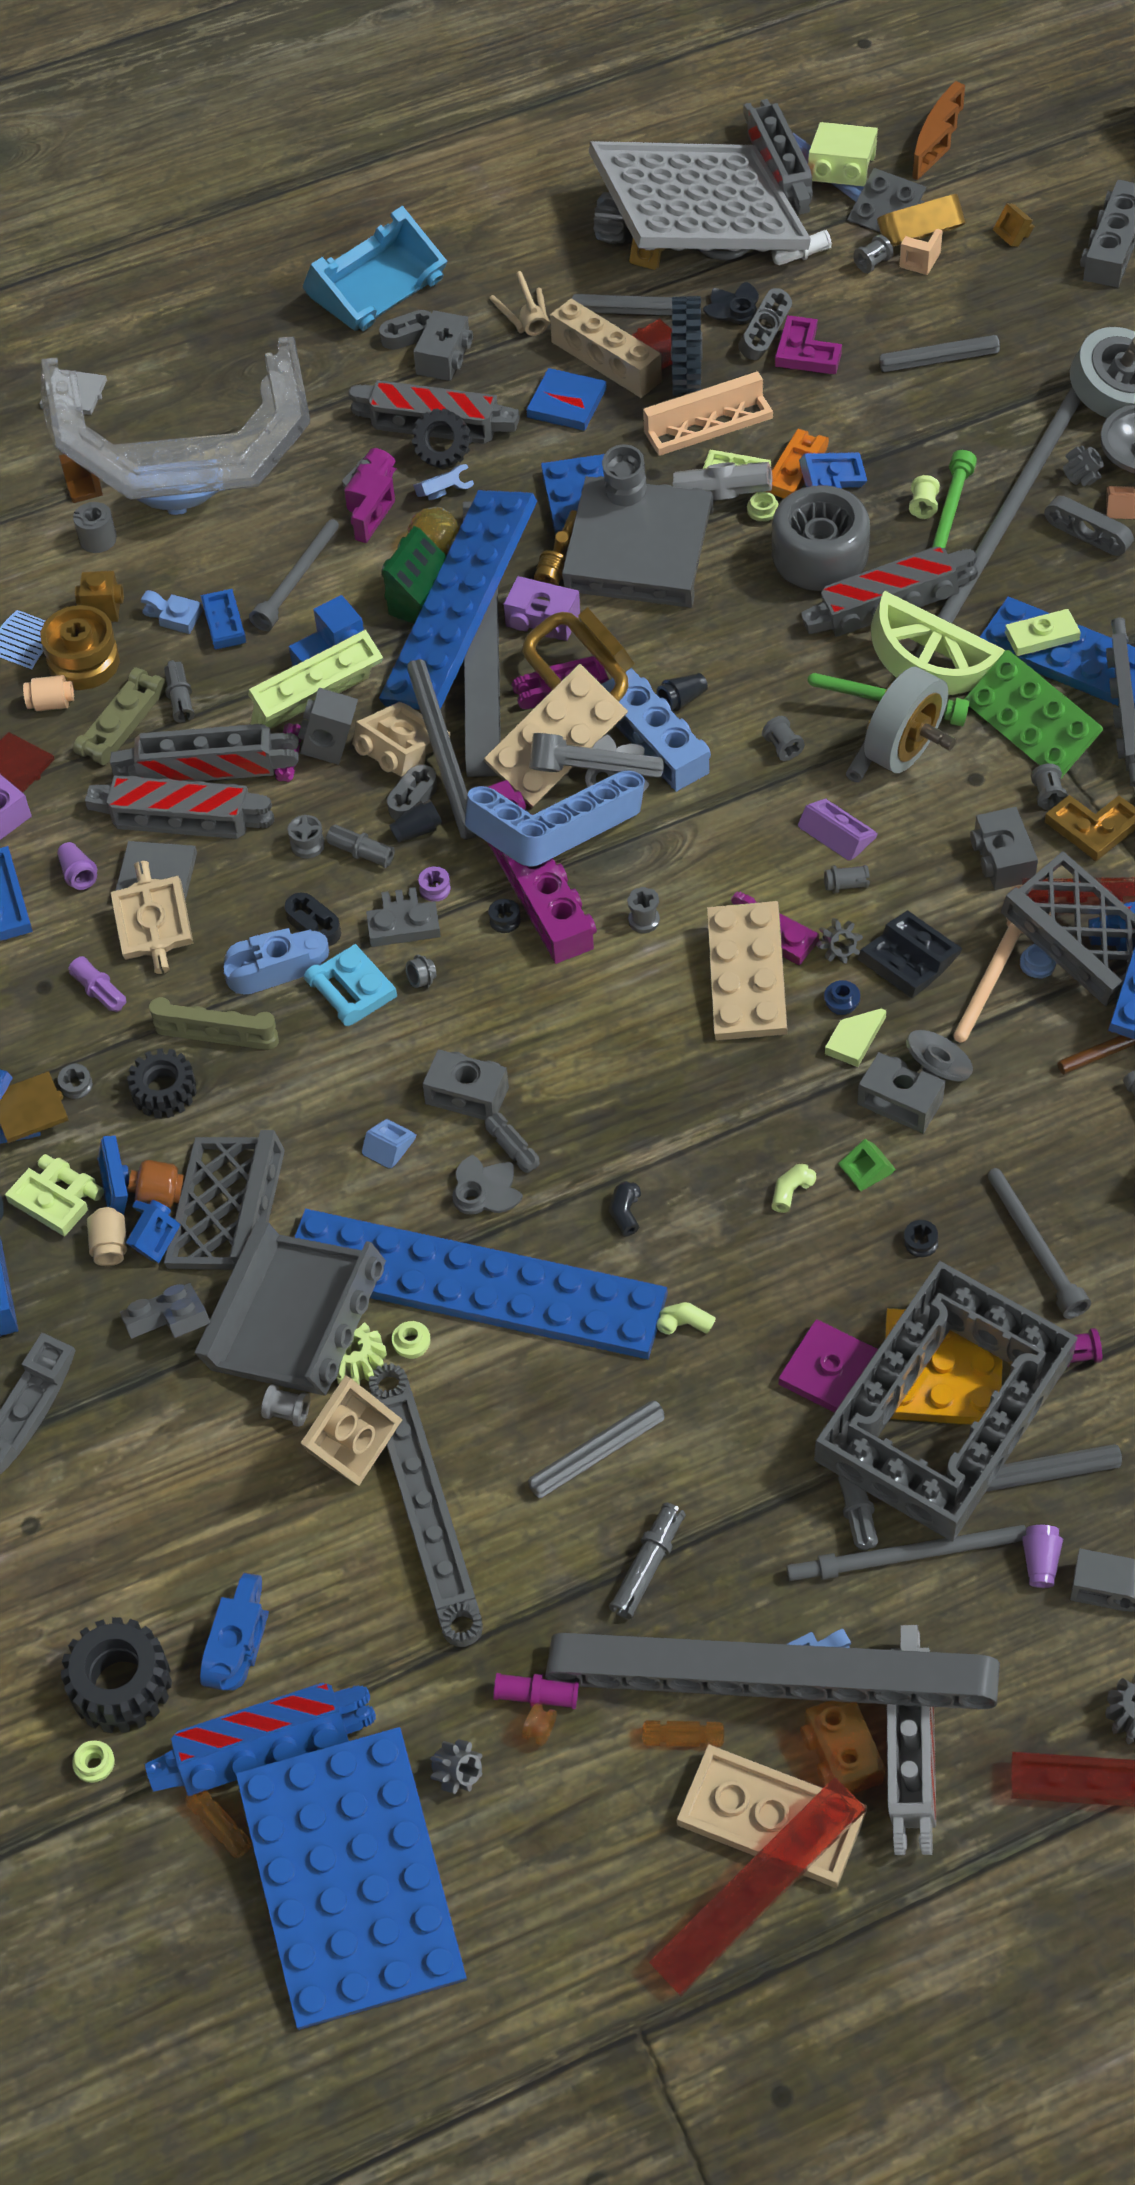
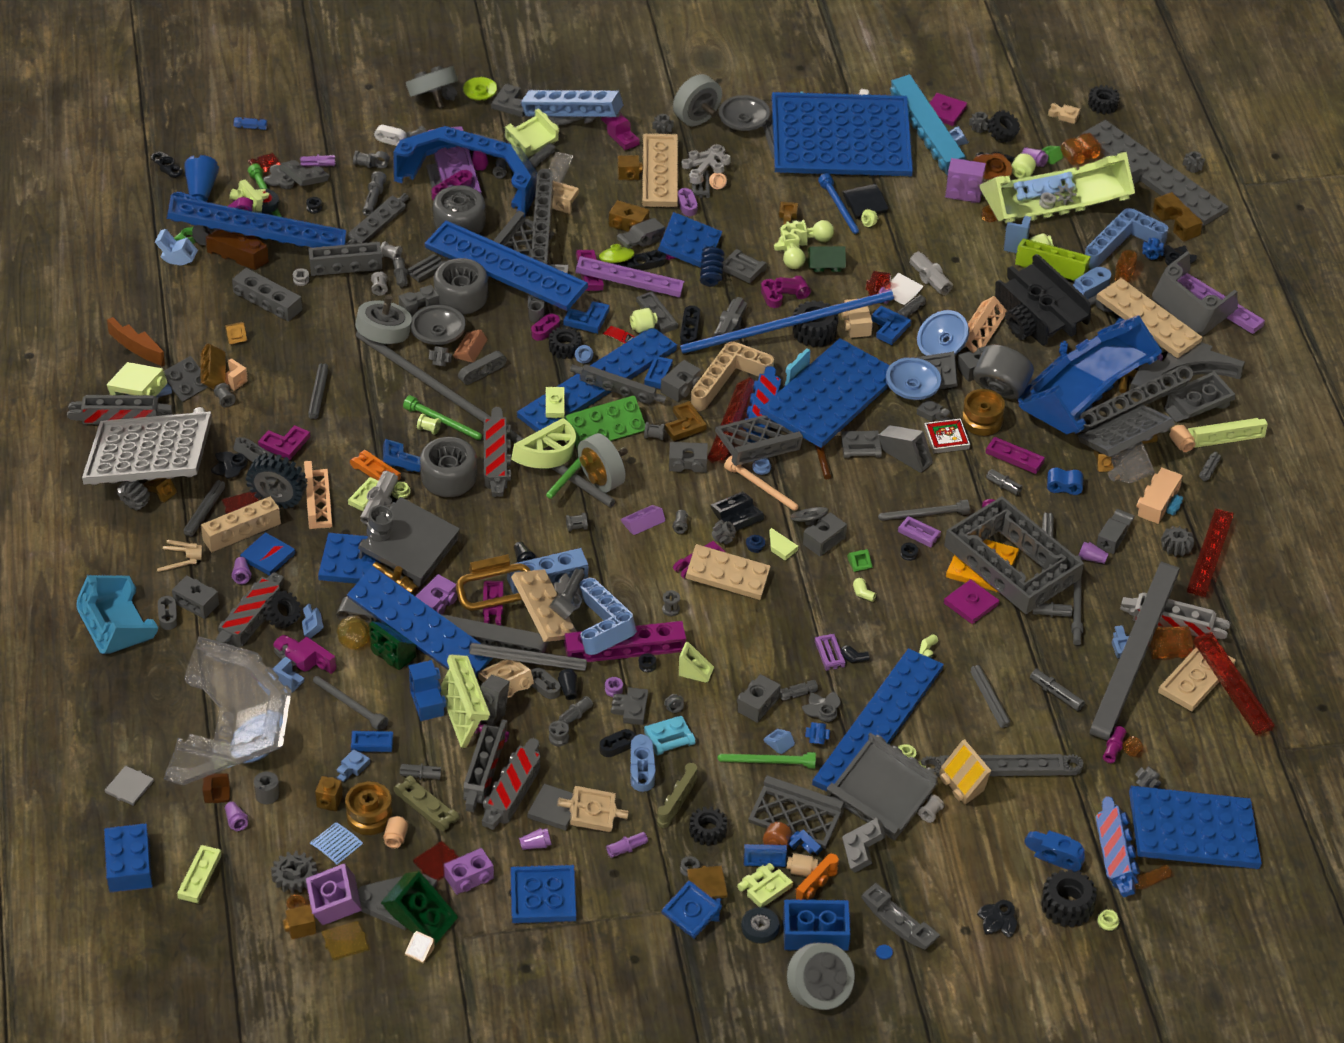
camera: 80 degrees left, 10 degrees down
(35, 512) = (236, 817): none -> medium lavender cone
(60, 1571) = (996, 919): none -> black plate
(79, 1264) = (817, 878): none -> orange plate
(322, 487) = (286, 675): none -> medium blue panel
(349, 1193) = (807, 759): none -> bright green piece
(407, 1189) = (817, 733): none -> blue gear
(512, 973) = (694, 665): none -> yellowish green slope
(514, 378) = (241, 571): none -> medium lavender cone
(633, 1171) = (840, 662): none -> medium lavender tile
(682, 1733) = (1148, 698): clear orange axle -> none
(976, 1270) = (917, 533): none -> medium lavender tile

